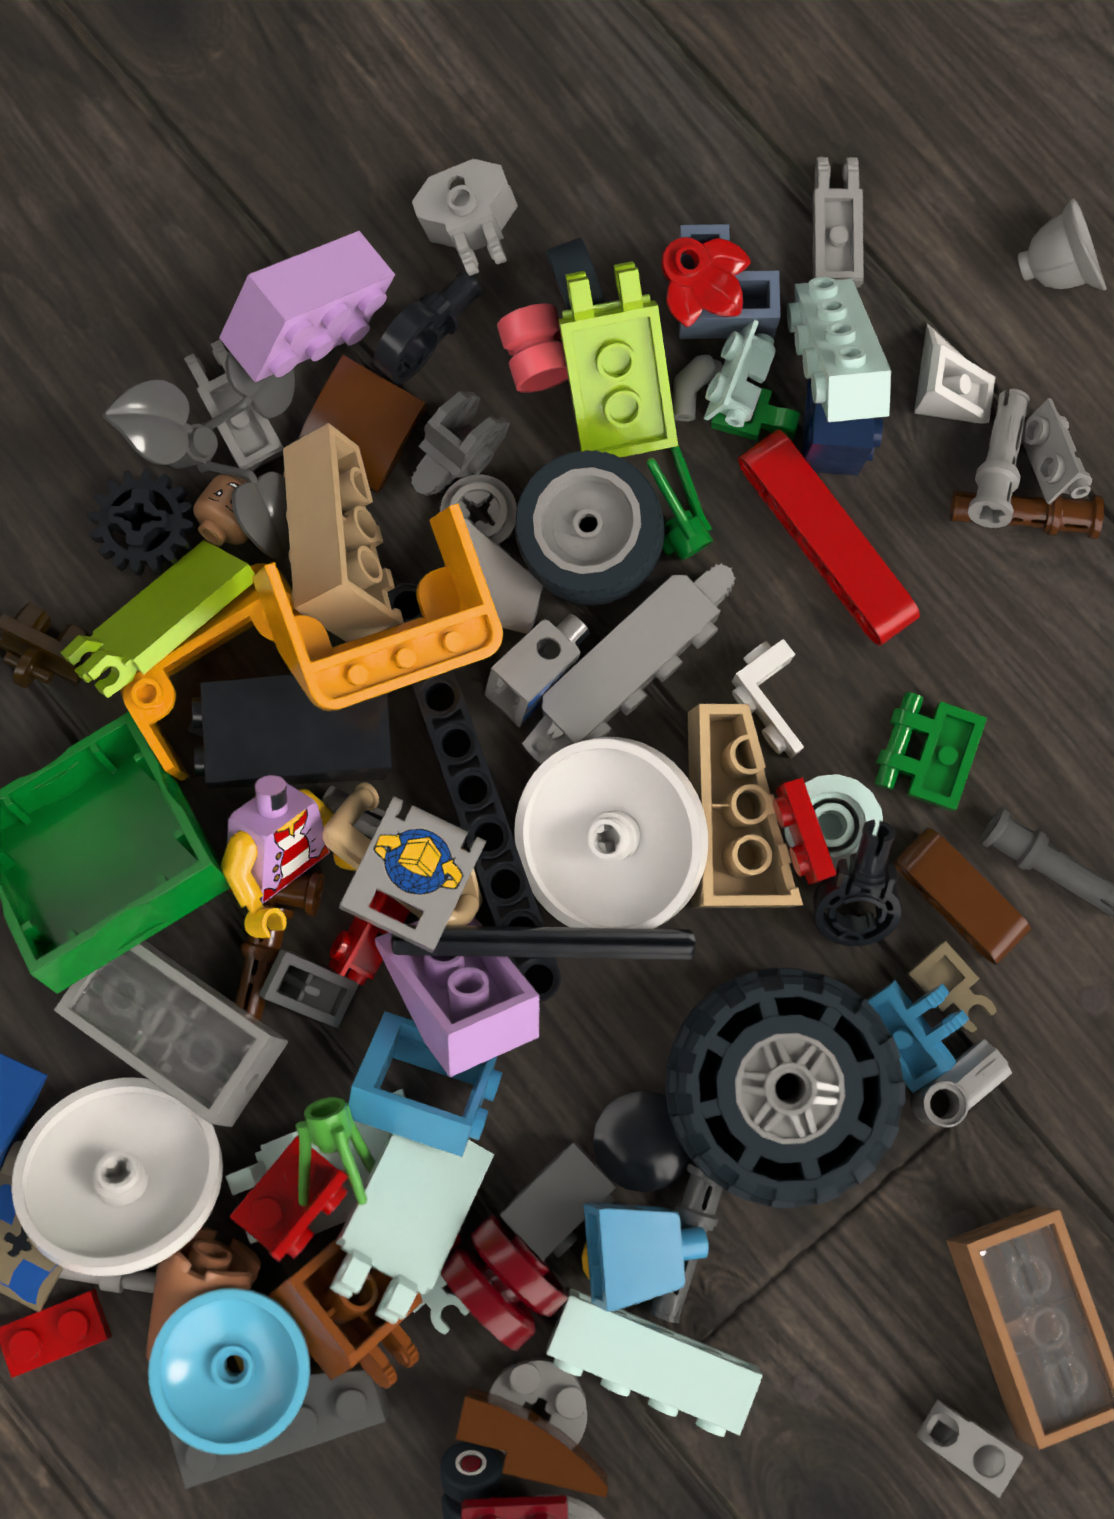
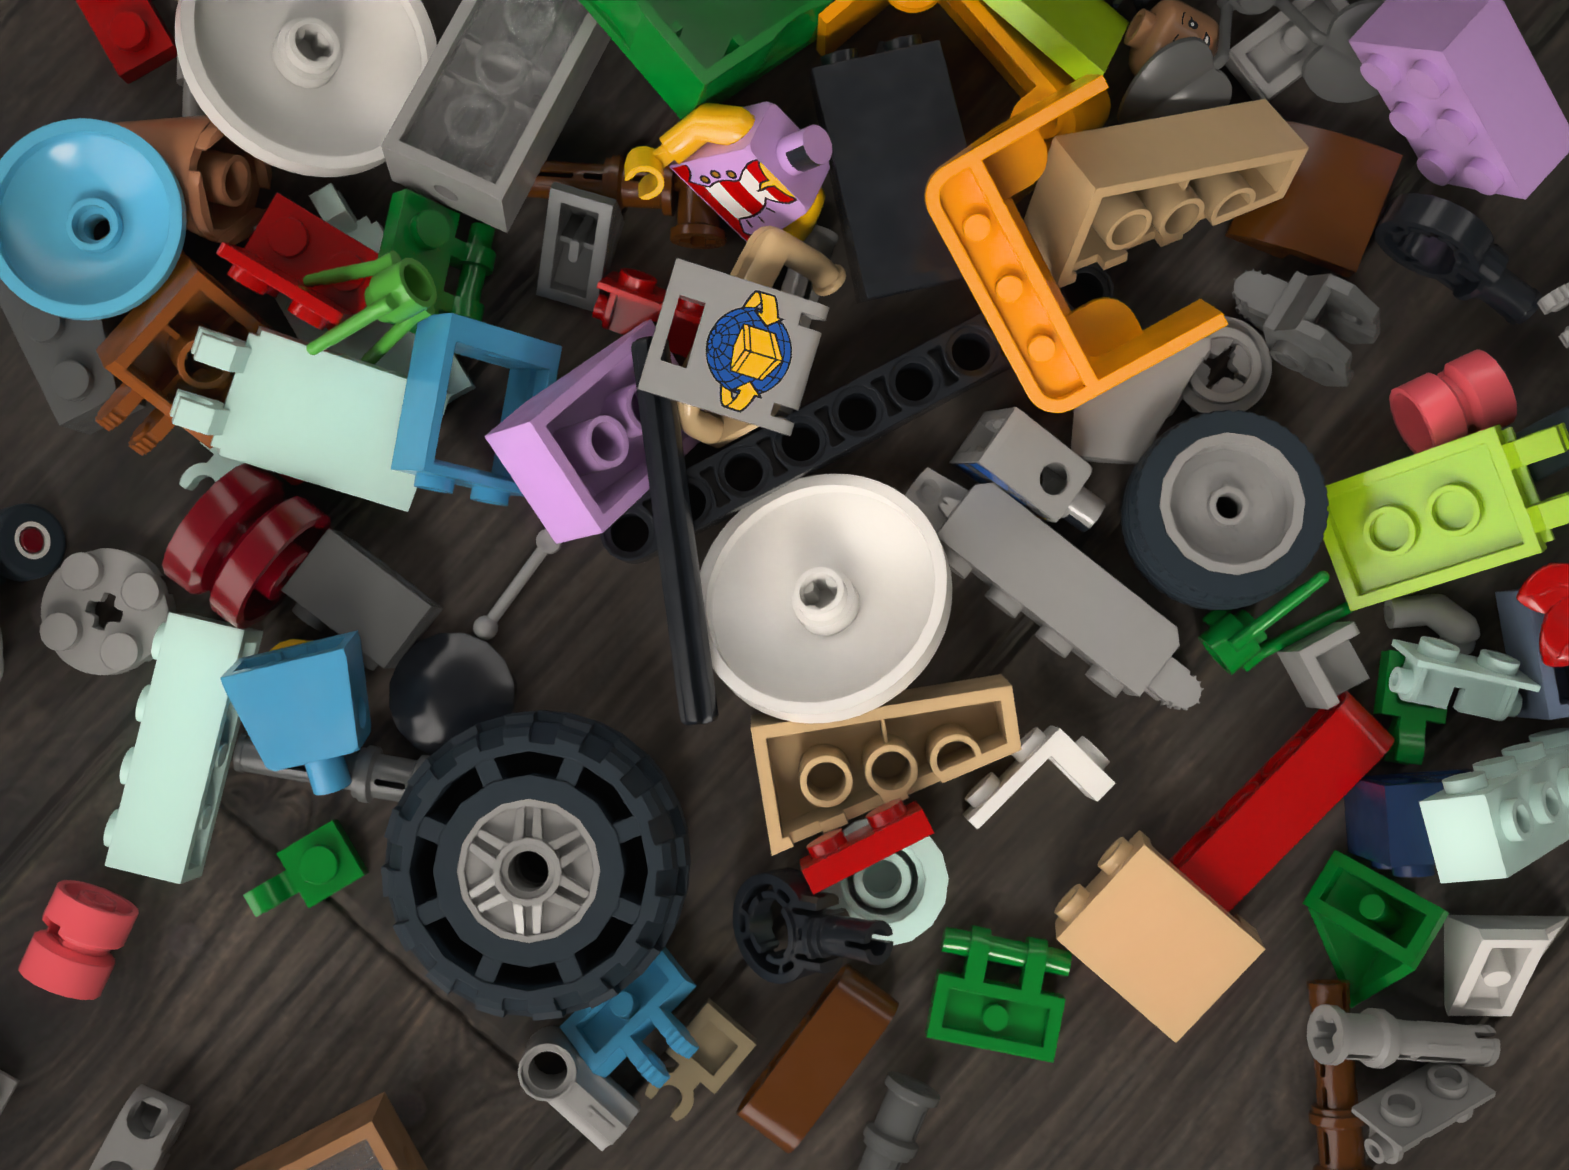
camera: 80 degrees right, 5 degrees up
(281, 1106) = (427, 233): none -> green plate
(531, 1444) = (58, 611): reddish brown slope -> none
(592, 1106) = (486, 626): none -> light grey hinge
(715, 471) = (1324, 664): none -> light grey panel
(763, 1270) = (314, 868): none -> green plate
(800, 1471) = (75, 949): none -> coral wheel
(901, 627) = (1155, 935): none -> tan panel
(914, 469) = (1370, 925): none -> green slope

